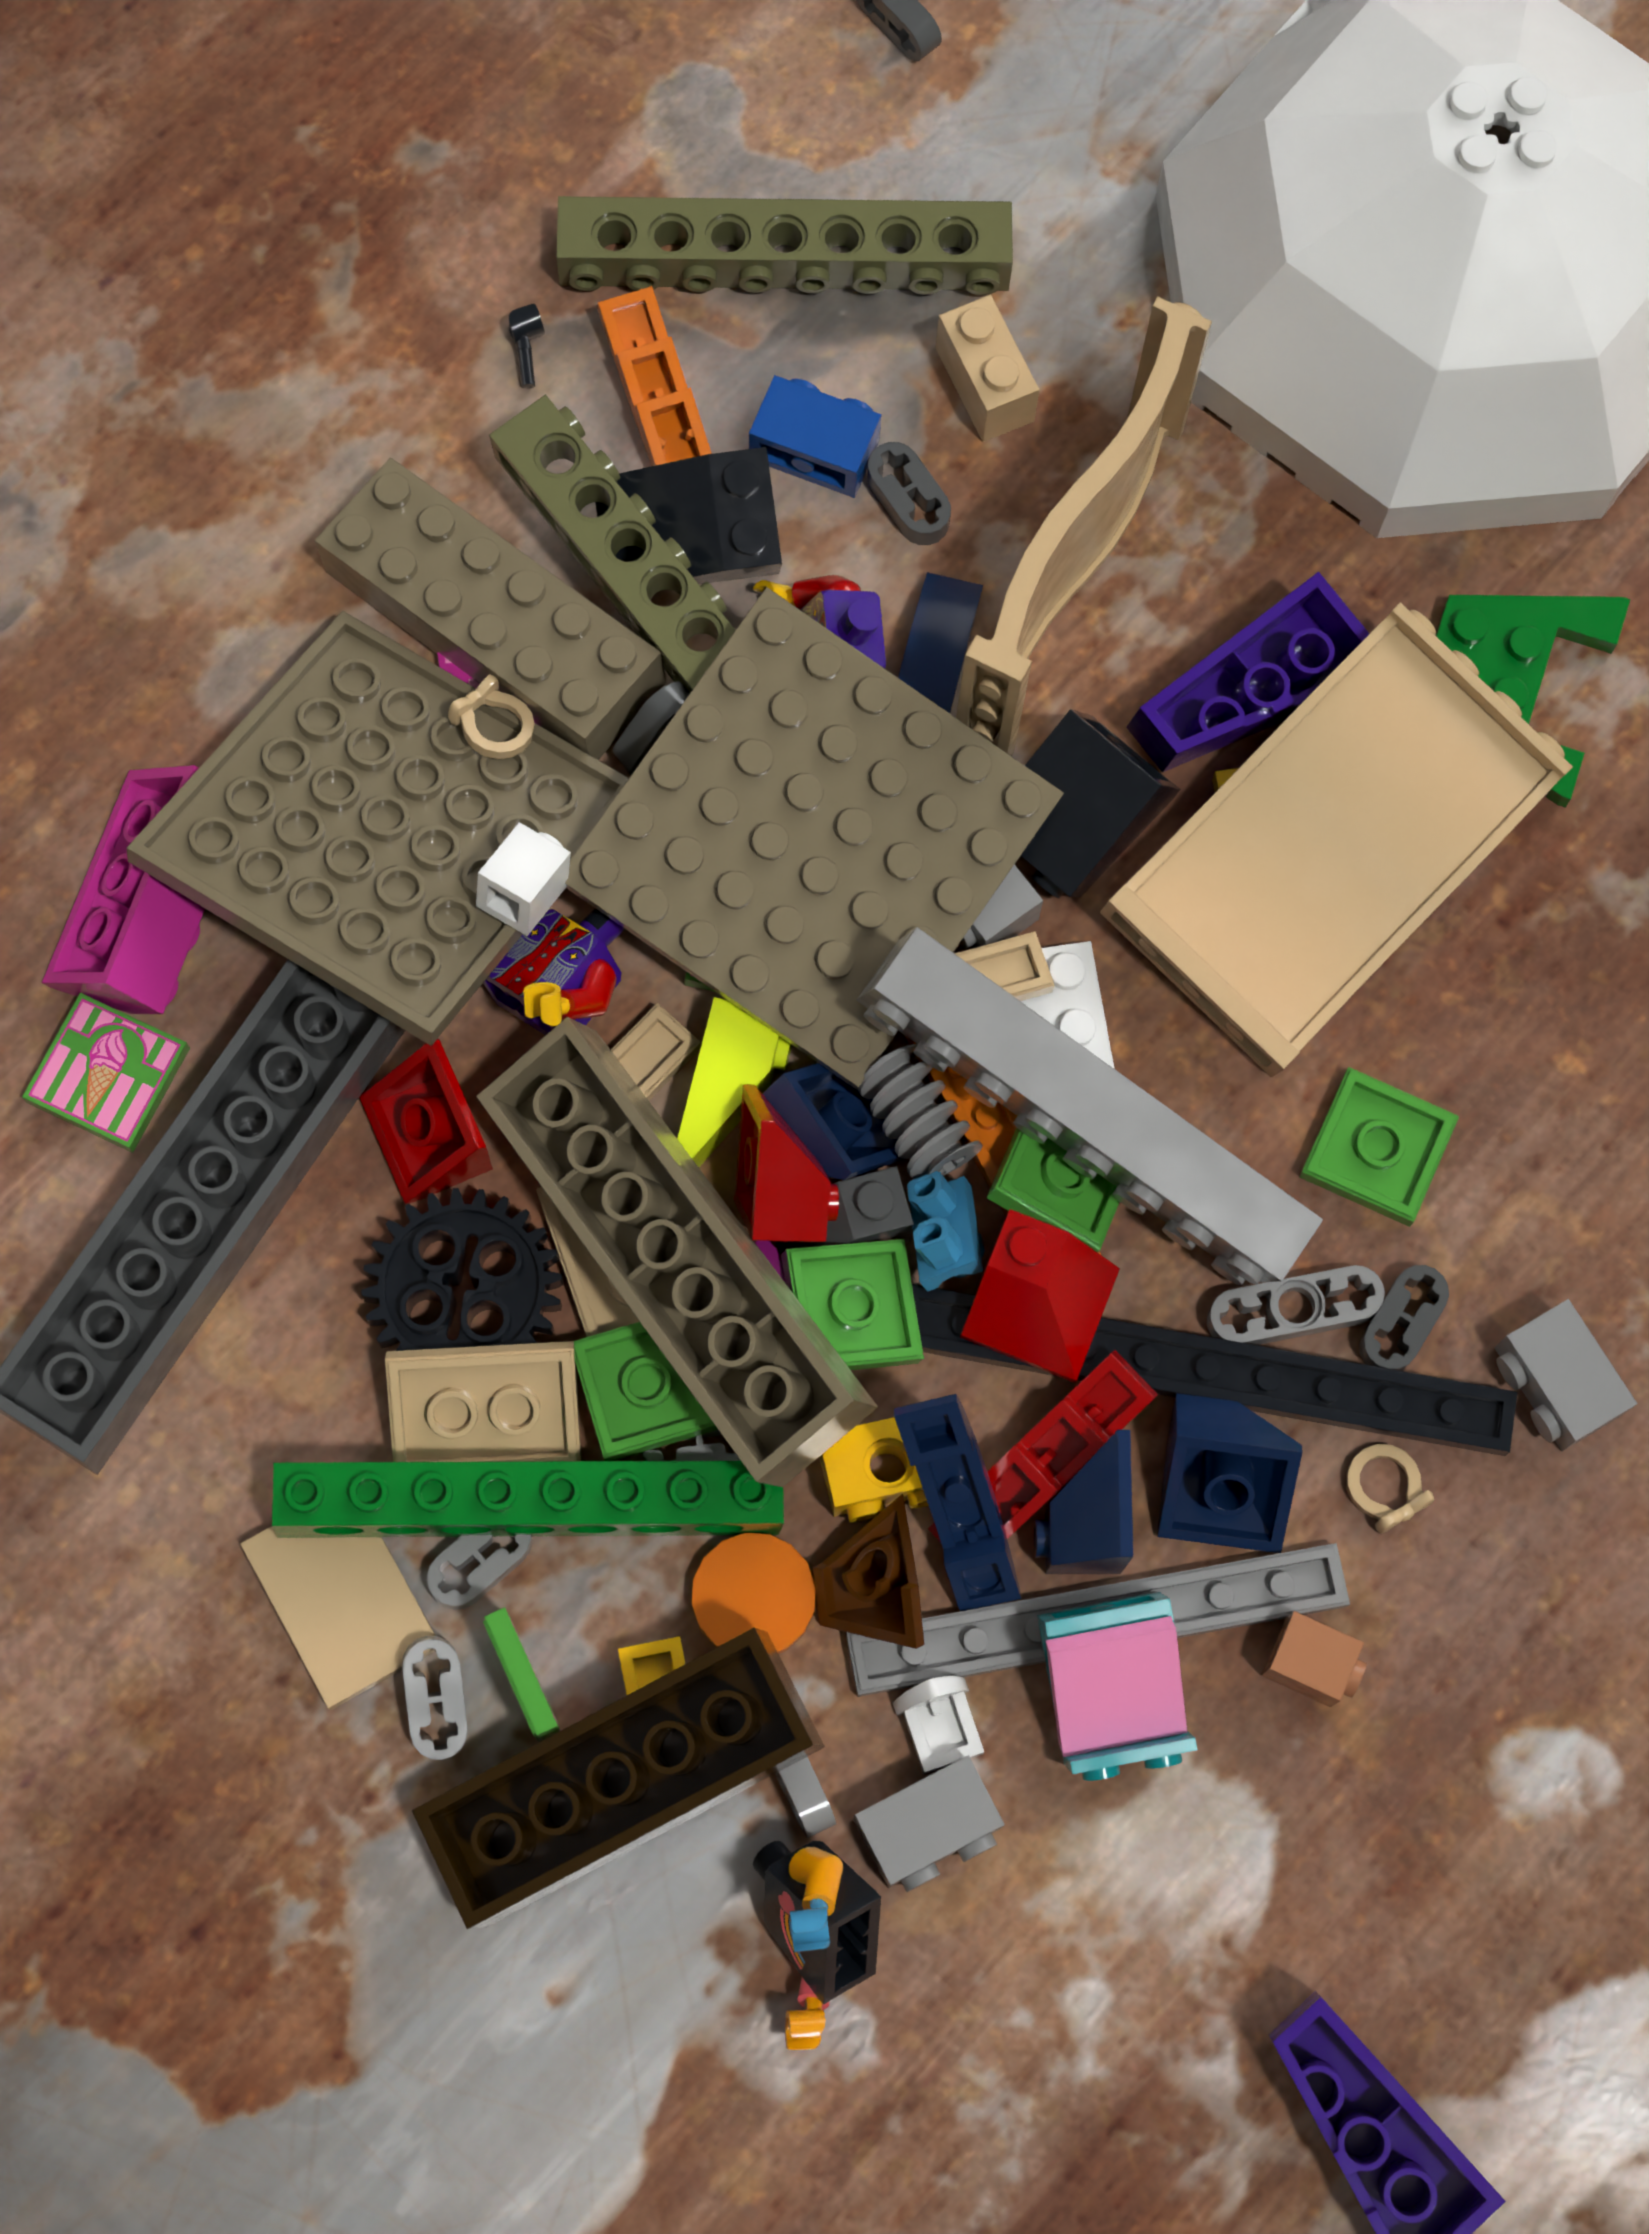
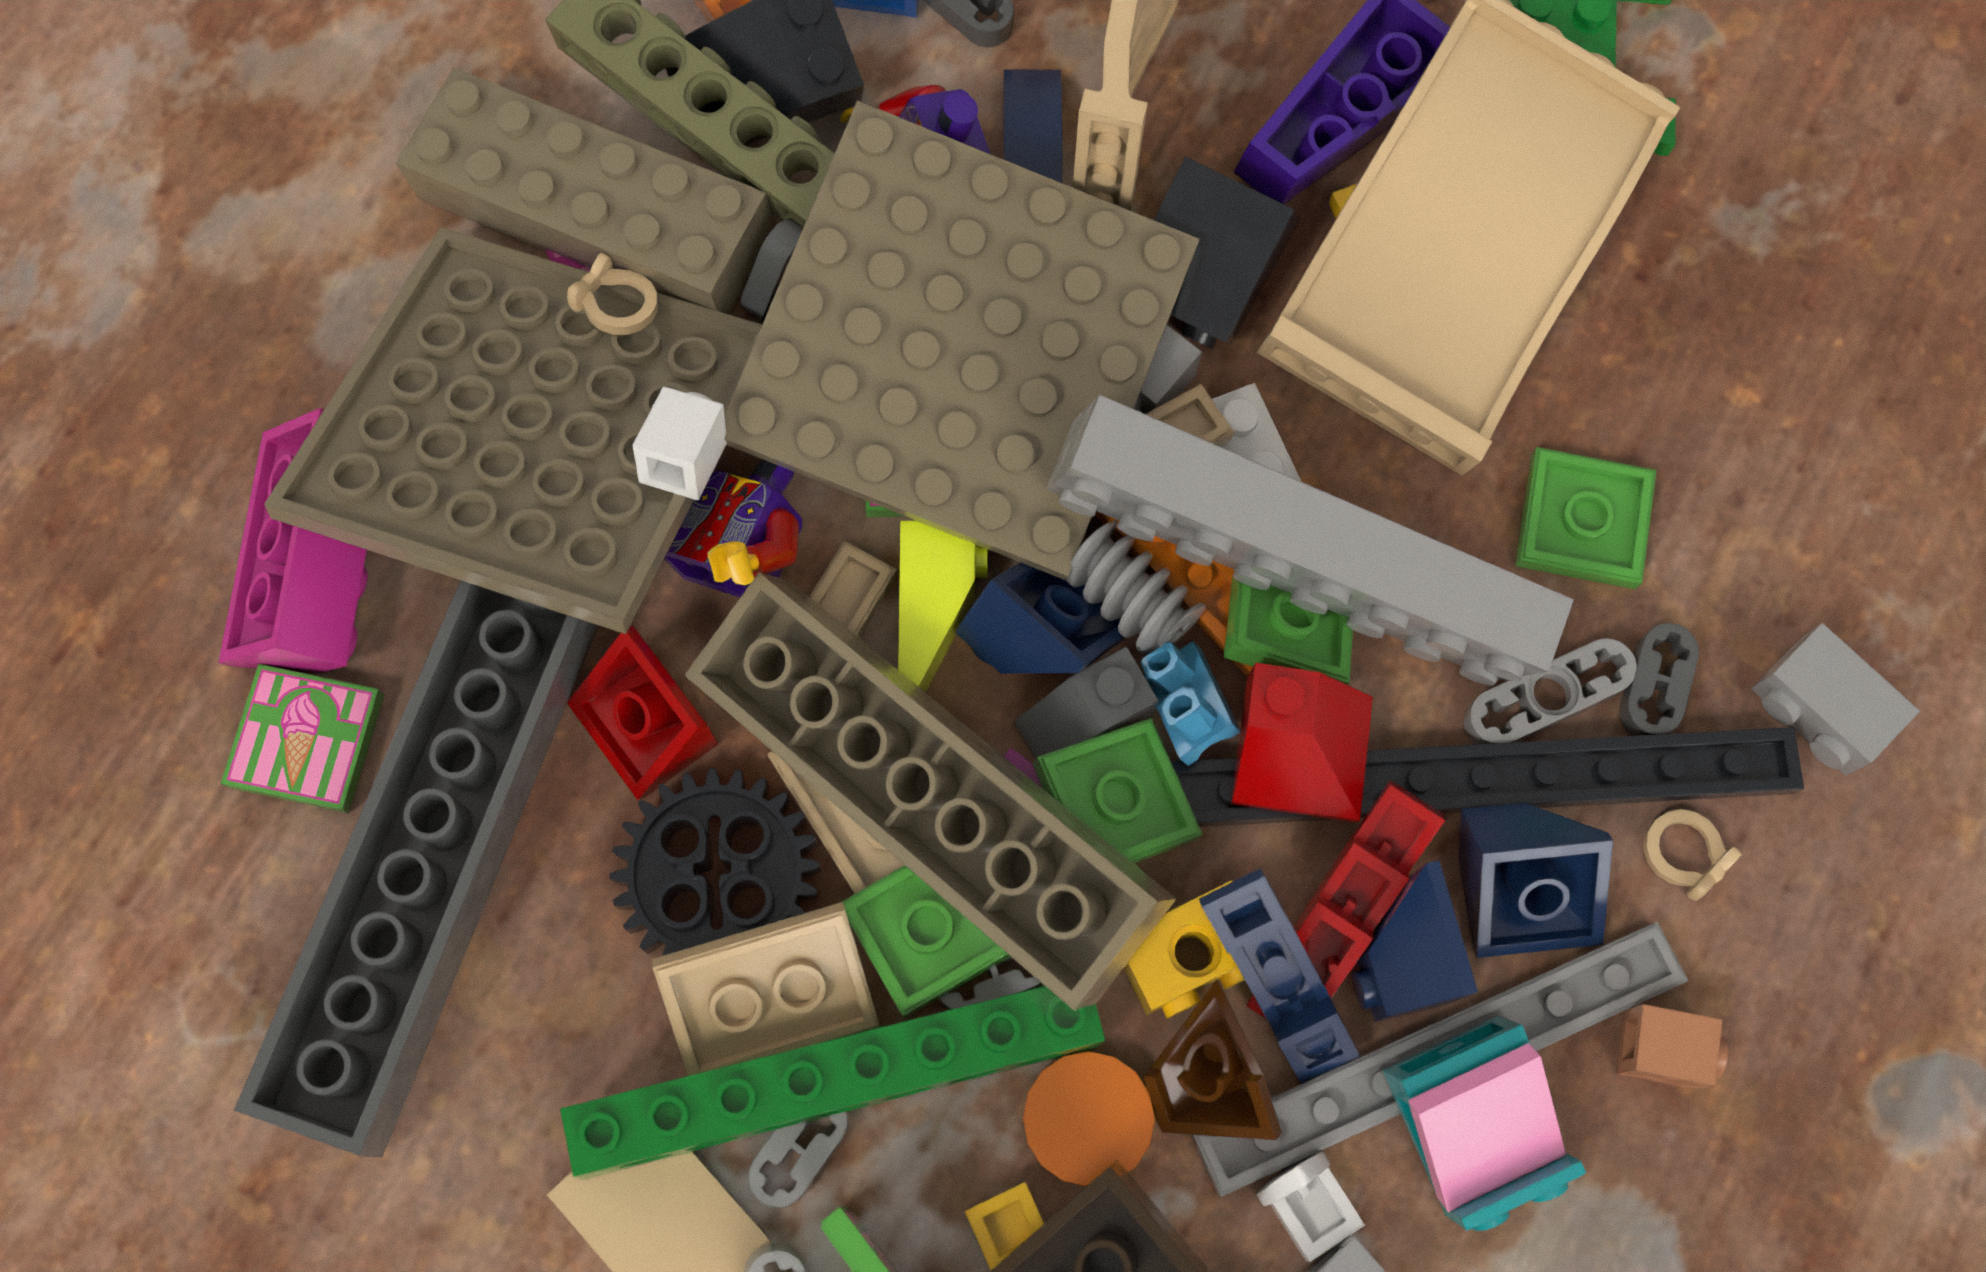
camera: 10 degrees left, 0 degrees up
(778, 1179) = (1010, 688): red slope -> none

